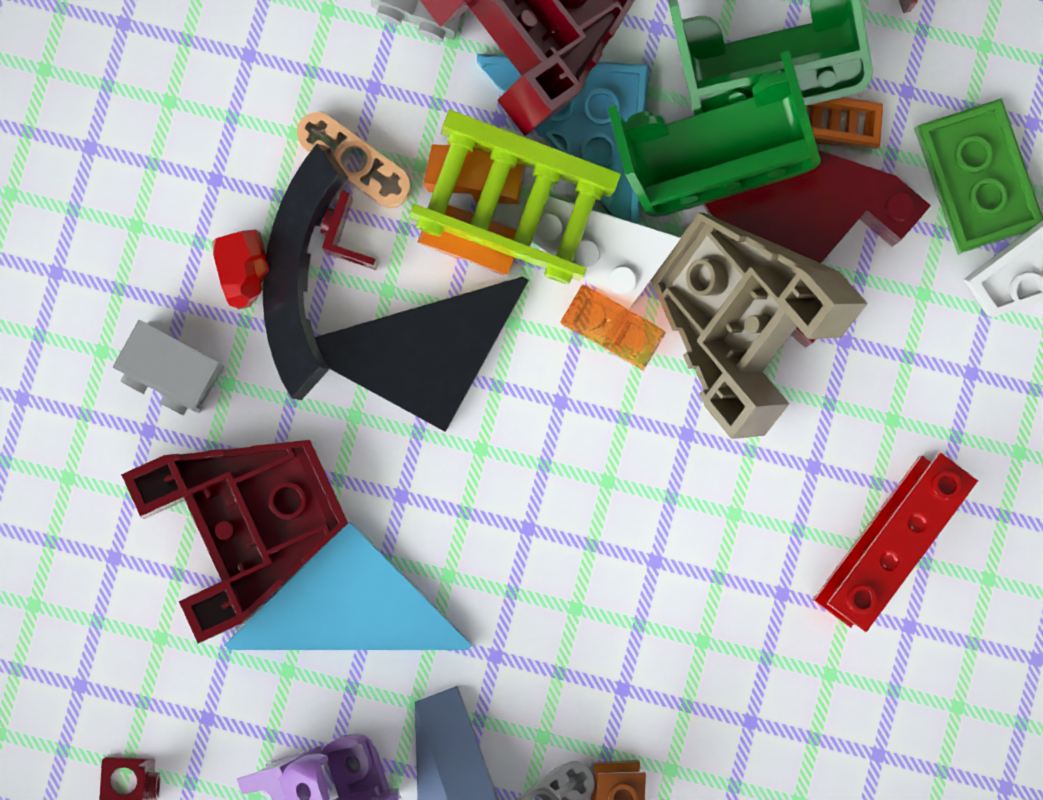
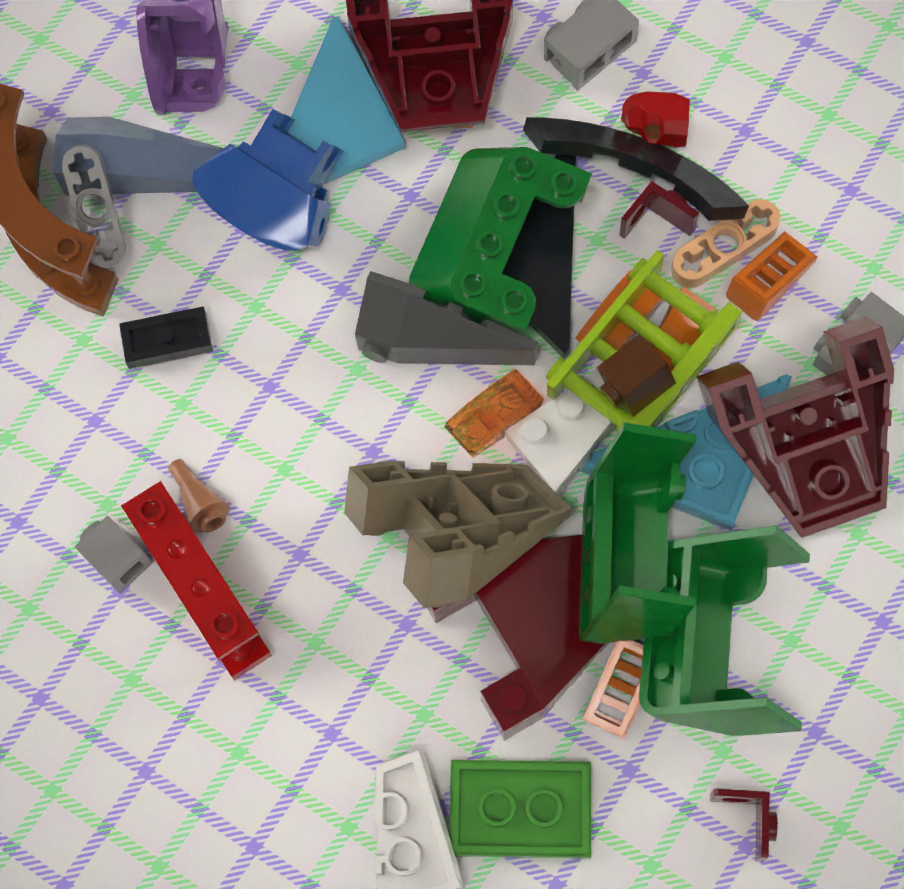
camera: 120 degrees right, 15 degrees down
(406, 120) = (756, 297): none -> orange slope
(437, 398) = (480, 226): none -> green windscreen
(465, 628) = (271, 186): none -> blue piece
(555, 190) = (635, 376): none -> reddish brown brick
(560, 438) = (410, 330): none -> dark grey wedge
(645, 682) = (166, 337): none -> black plate
(803, 577) = (203, 506): none -> nougat cone
(885, 645) = (112, 553): none -> light grey brick

